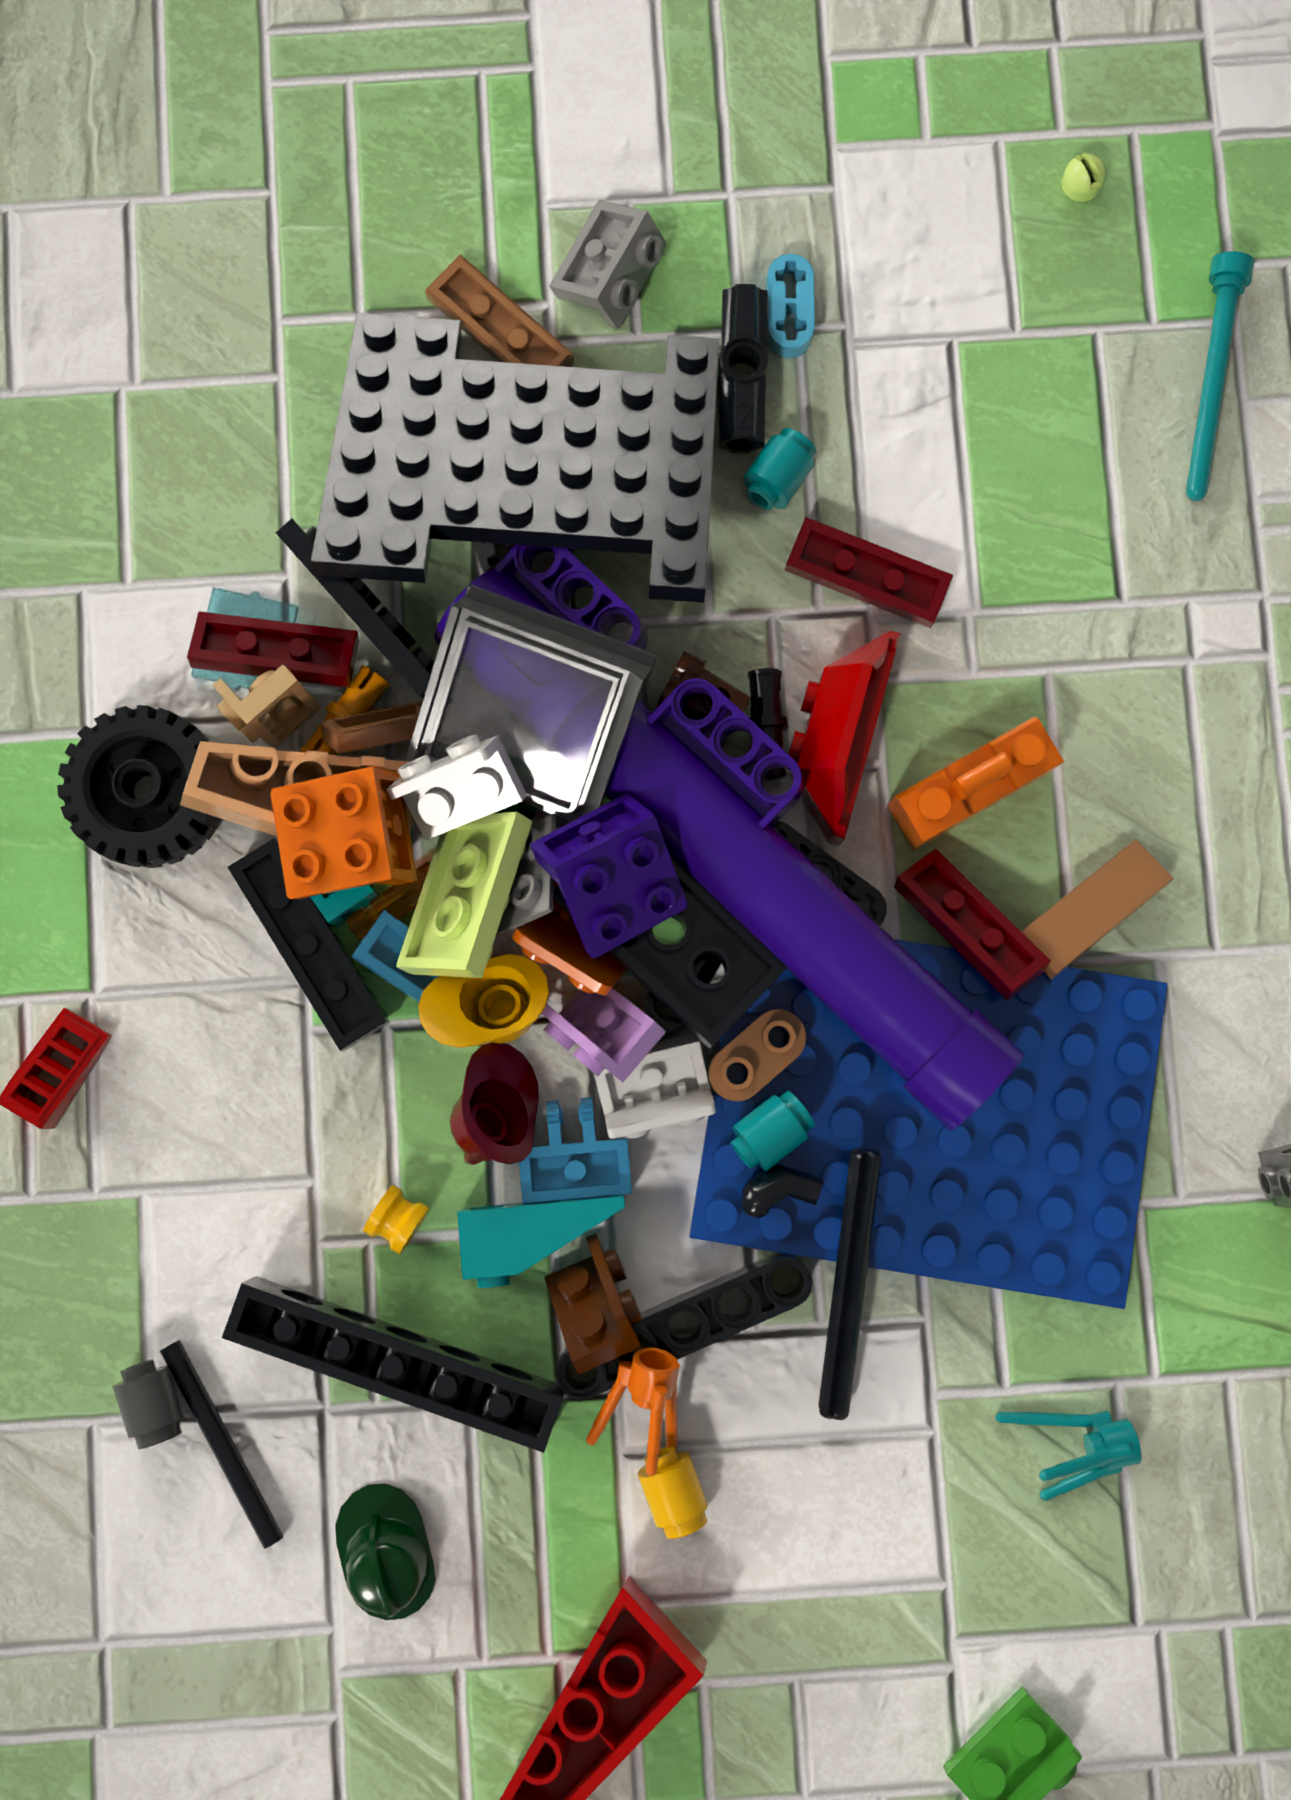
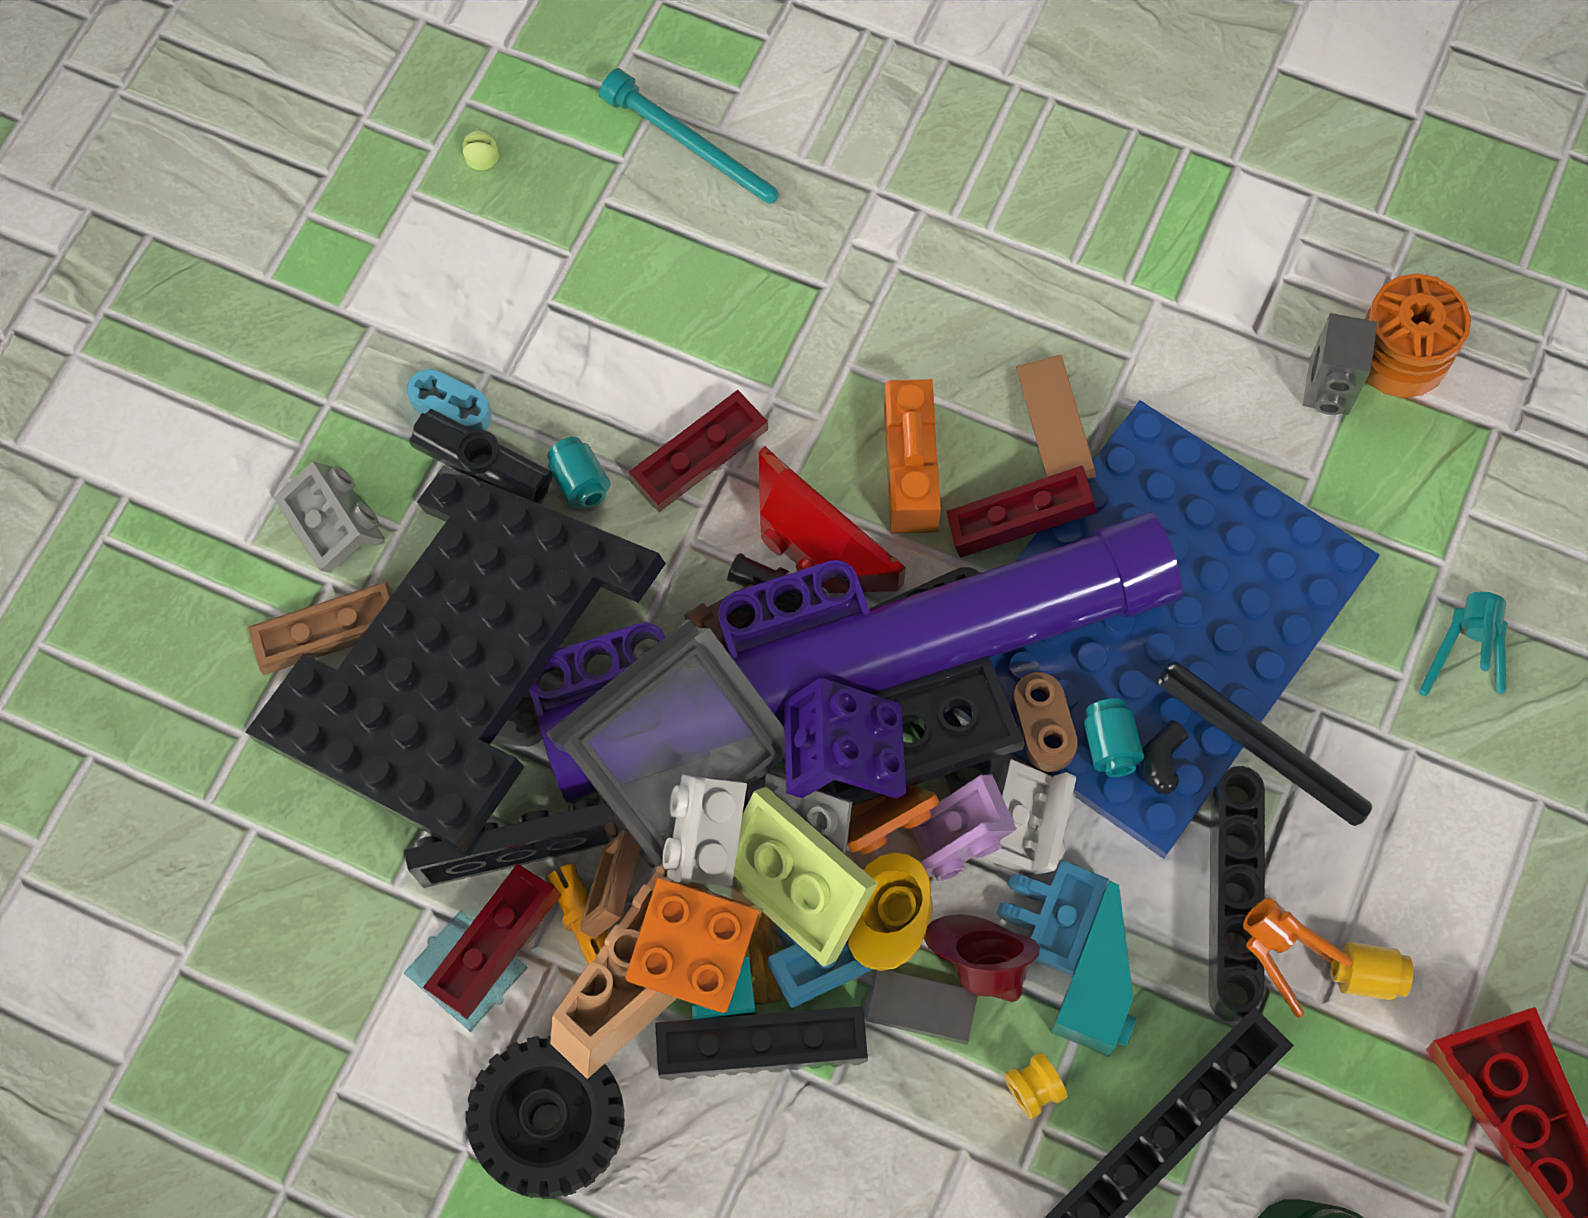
camera: 60 degrees left, 15 degrees down
(271, 709) = (548, 975): tan bracket -> none
(420, 1077) = (922, 1006): none -> flat silver tile
(593, 1310) = (1189, 950): reddish brown bracket -> none

